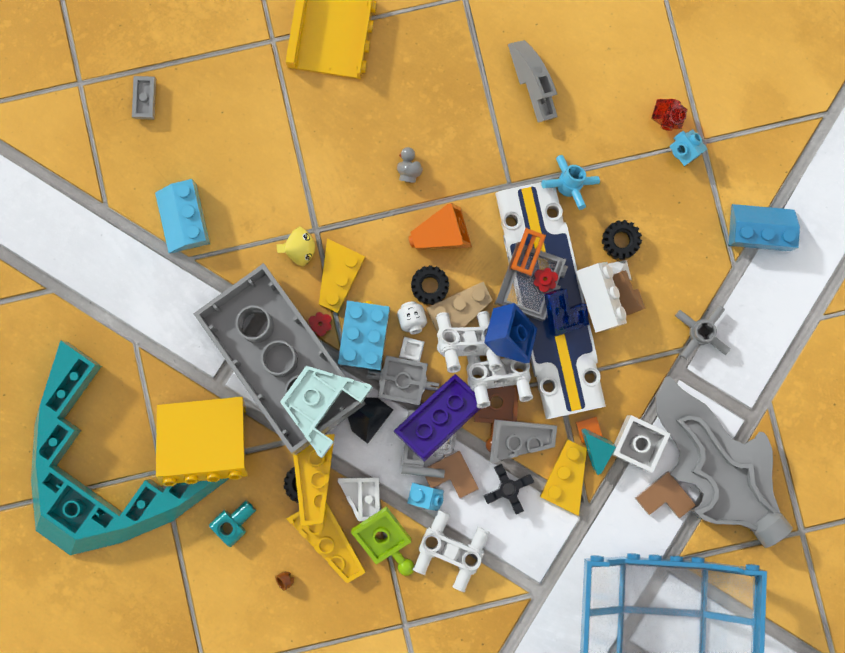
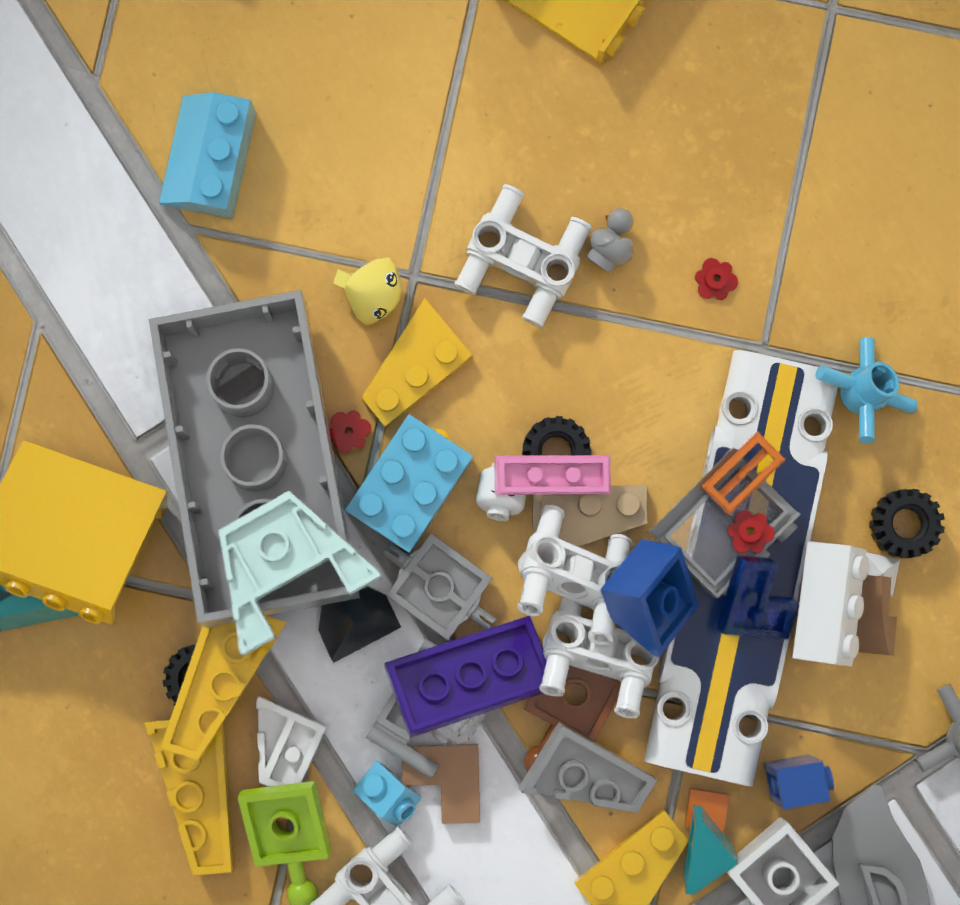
camera: 30 degrees right, 0 degrees up
(236, 519) = (62, 686): teal piece -> none
(284, 581) = (94, 821): dark orange hinge -> none
(367, 194) = (523, 255): none -> white piece
(411, 349) = (477, 542): white tile -> none
(433, 297) = (552, 475): none -> bright pink tile
(442, 231) = (617, 371): orange slope -> none
(469, 167) = (708, 287): none -> red plant
(518, 484) = (548, 846): black pin -> none
(535, 75) = (889, 182): light grey slope -> none
(627, 392) = (798, 781): none -> blue brick

